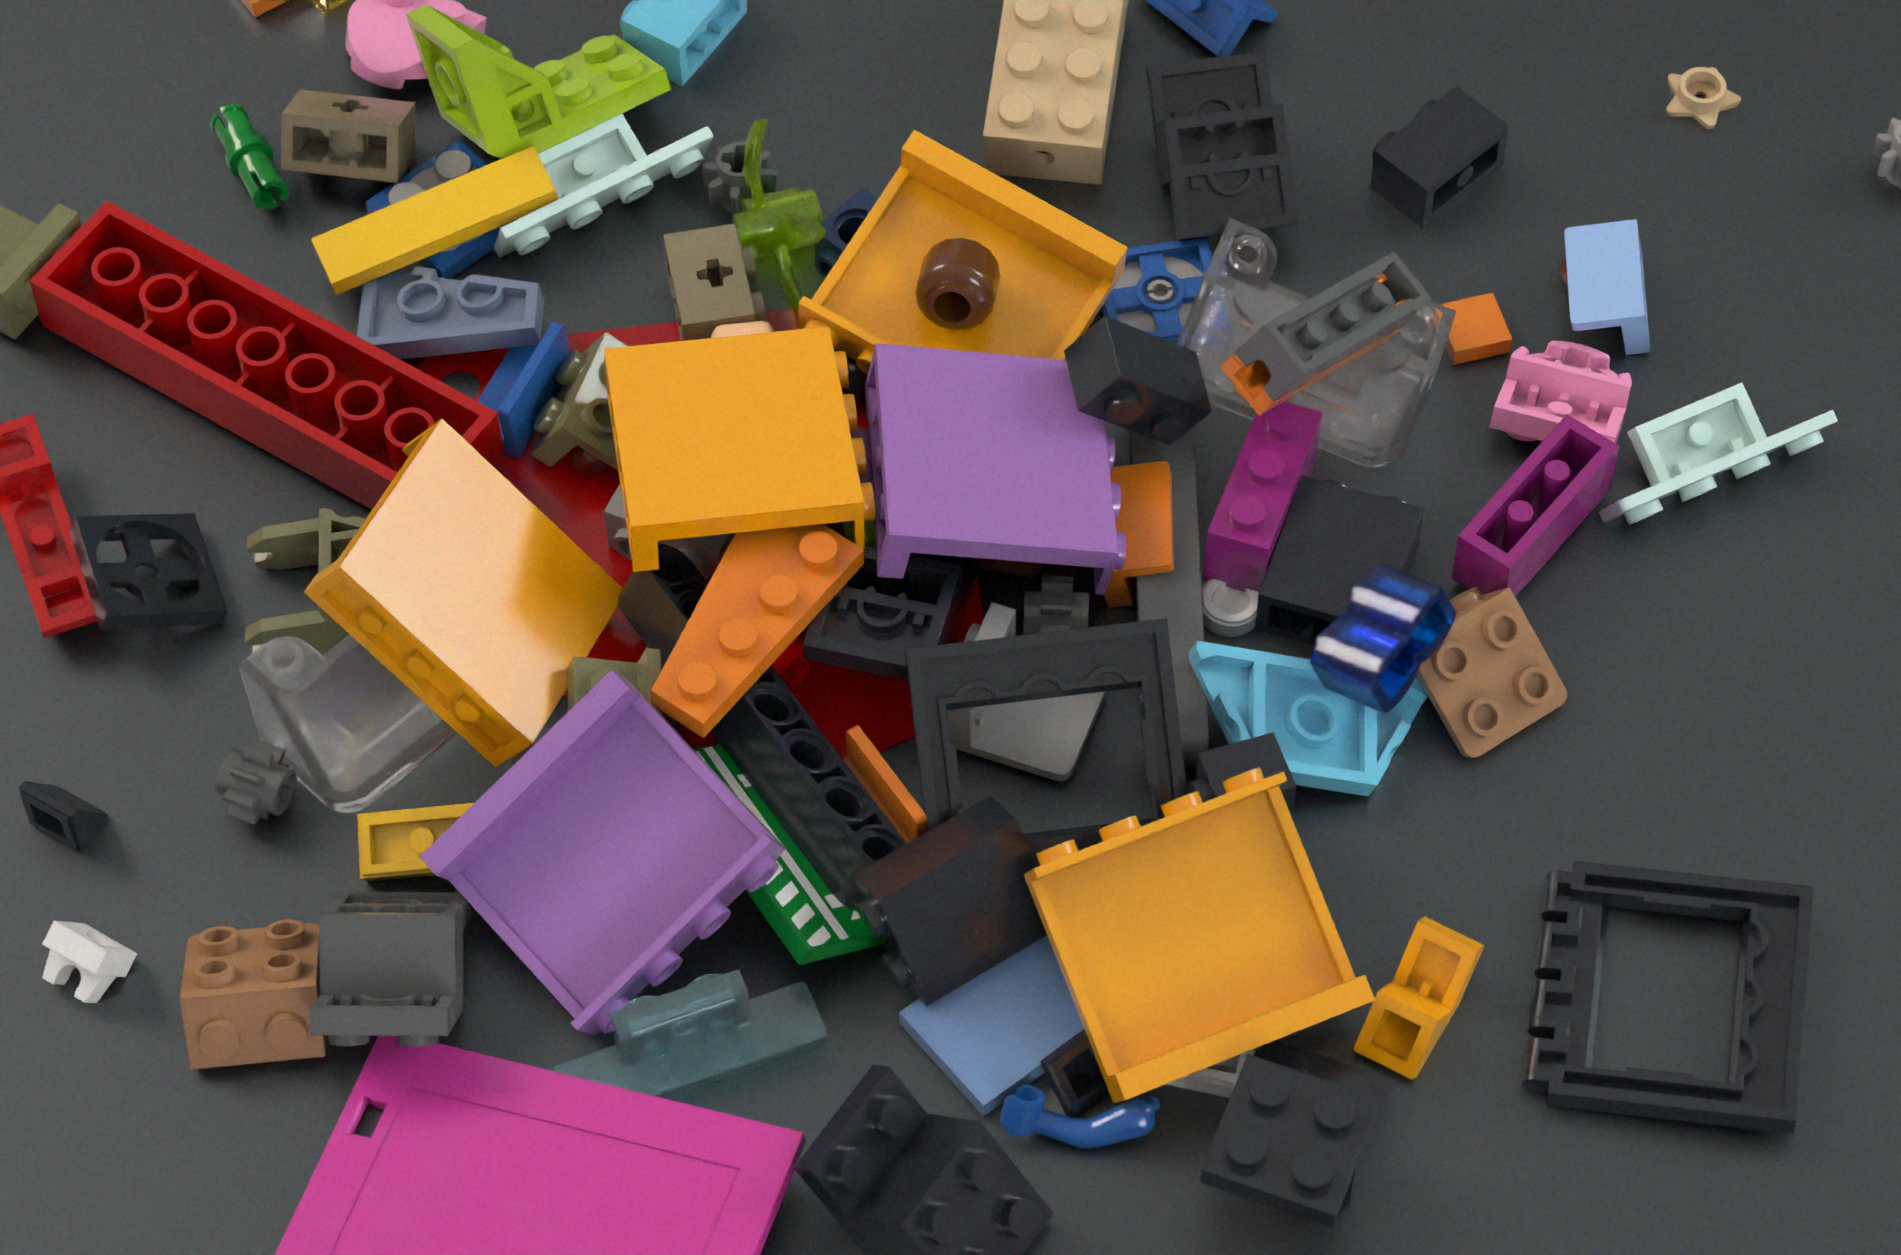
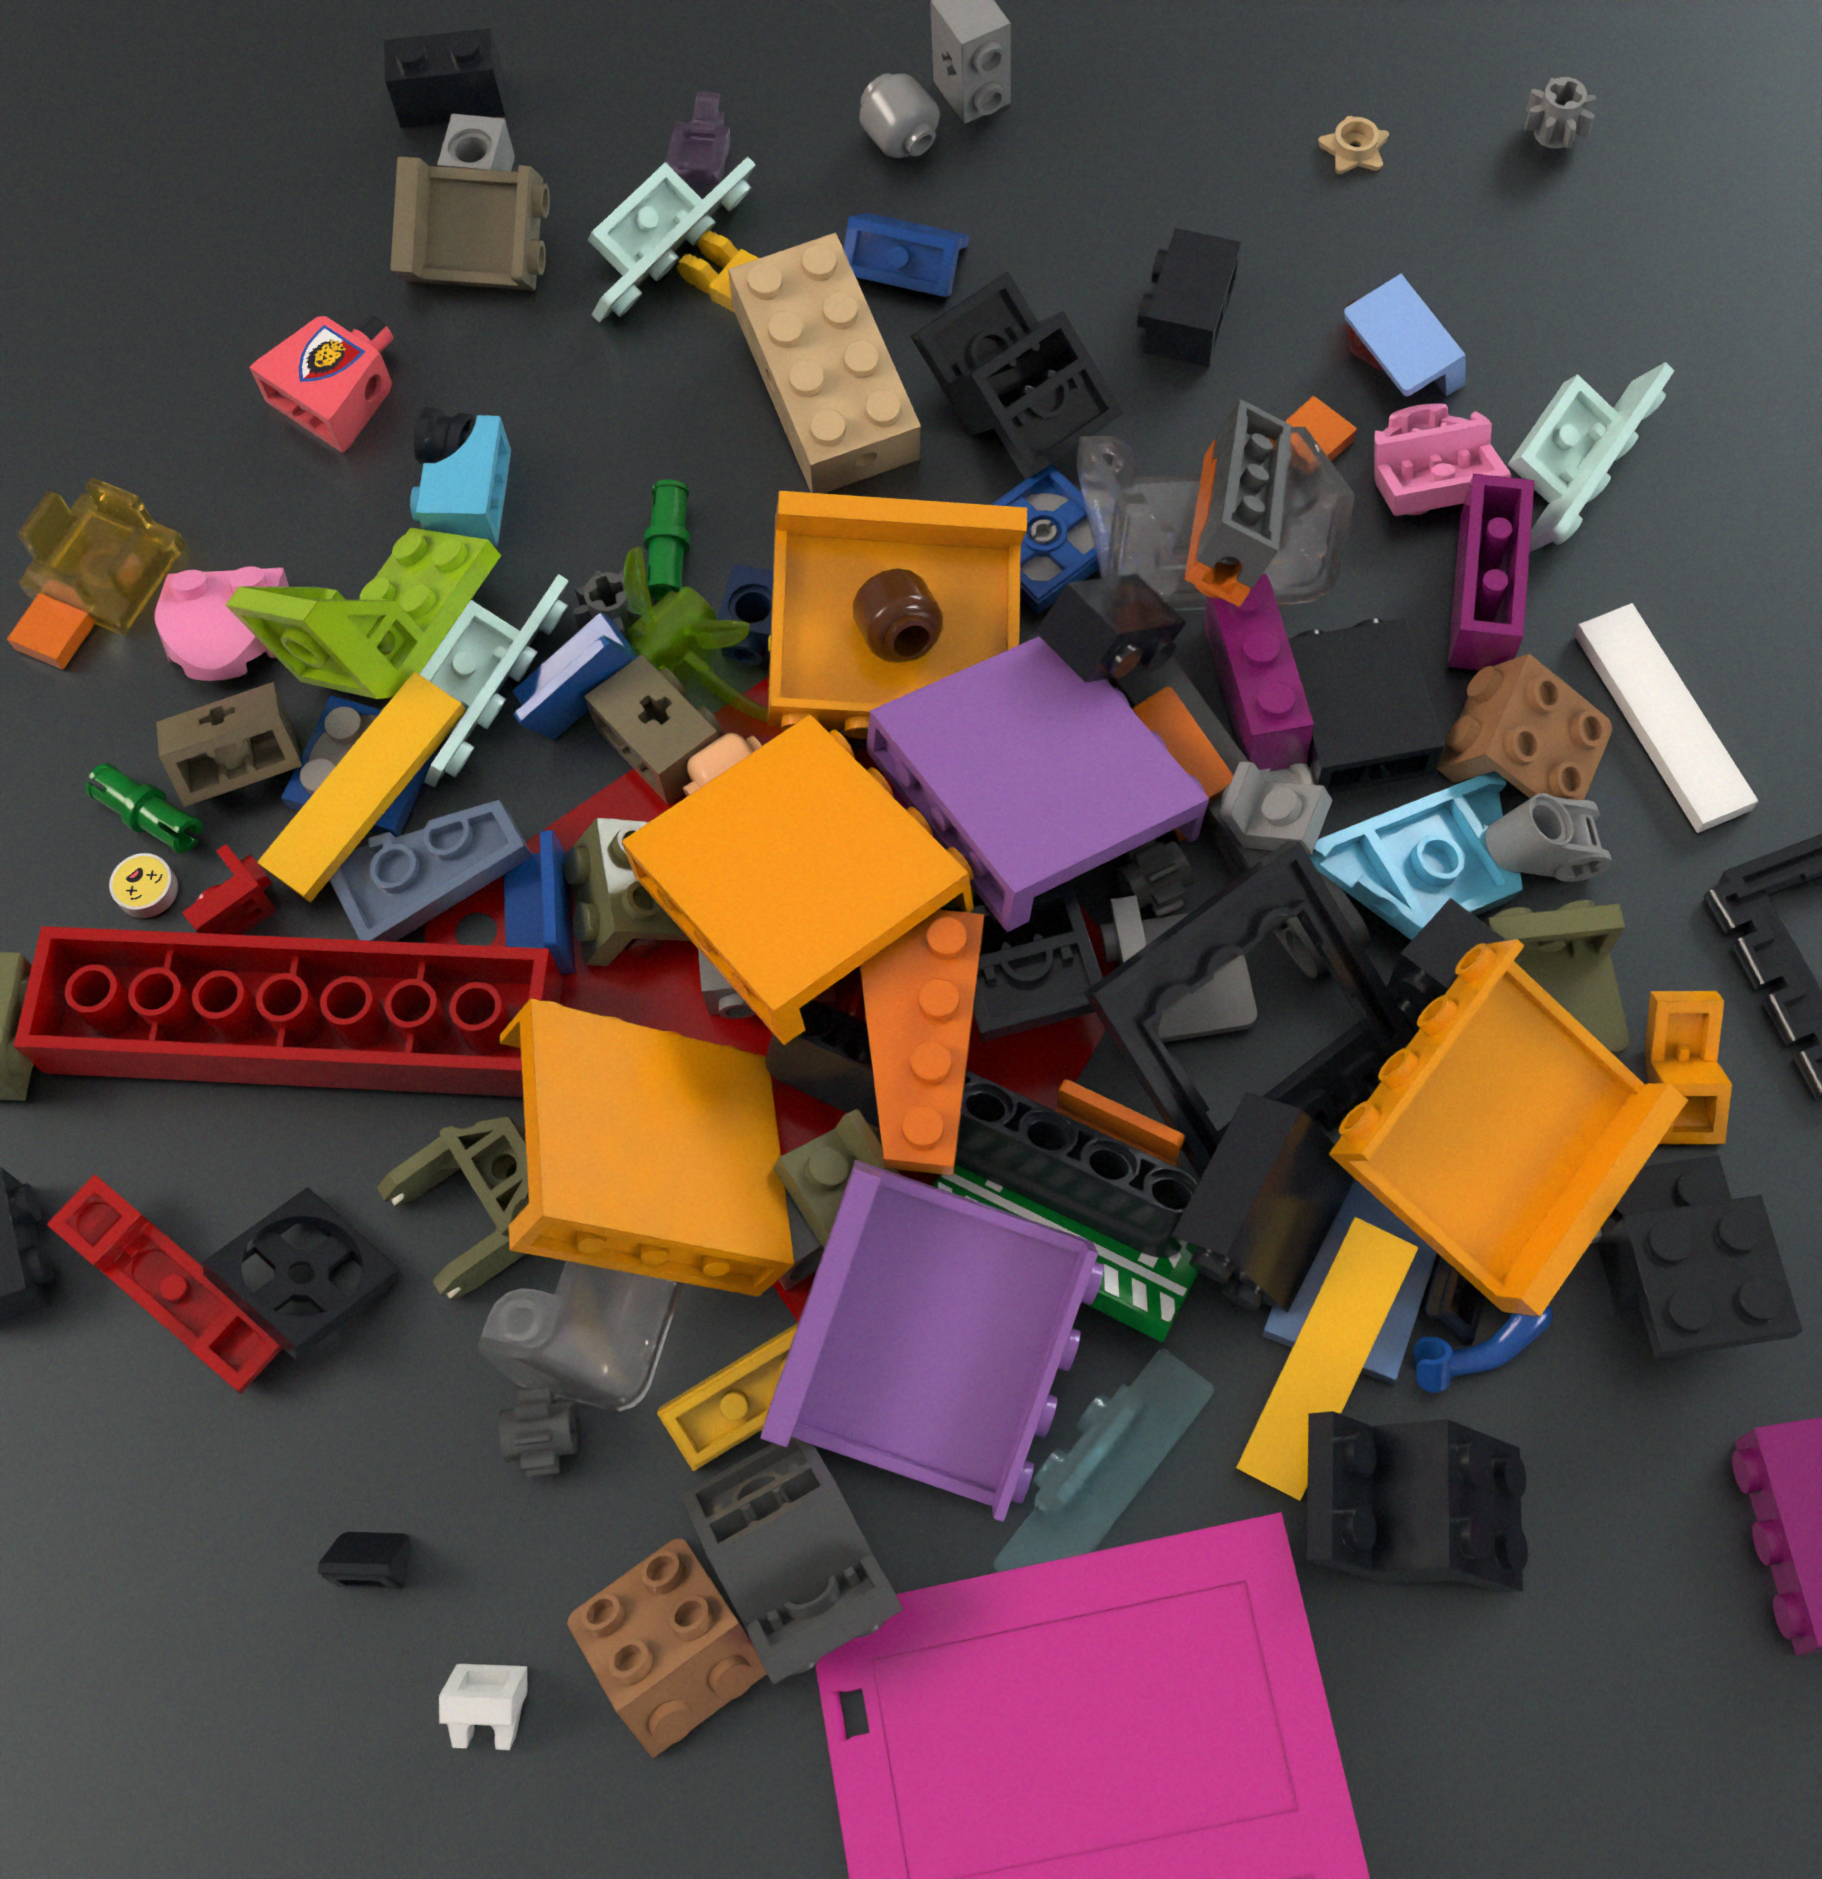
camera: 25 degrees left, 10 degrees up
(211, 219) = (143, 885): none -> tile
(277, 262) = (236, 903): none -> red bracket
(637, 227) = (556, 690): none -> blue panel
(828, 144) = (667, 537): none -> green pin
(954, 1036) = (1327, 1353): none -> yellow tile
(1170, 590) = (1271, 813): none -> light grey bracket
(1363, 860) = (1572, 962): none -> olive bracket
(1382, 638) = (1466, 756): clear blue brick -> none
(1429, 753) = (1550, 839): none -> light grey piece
(1620, 715) = (1665, 718): none -> white tile

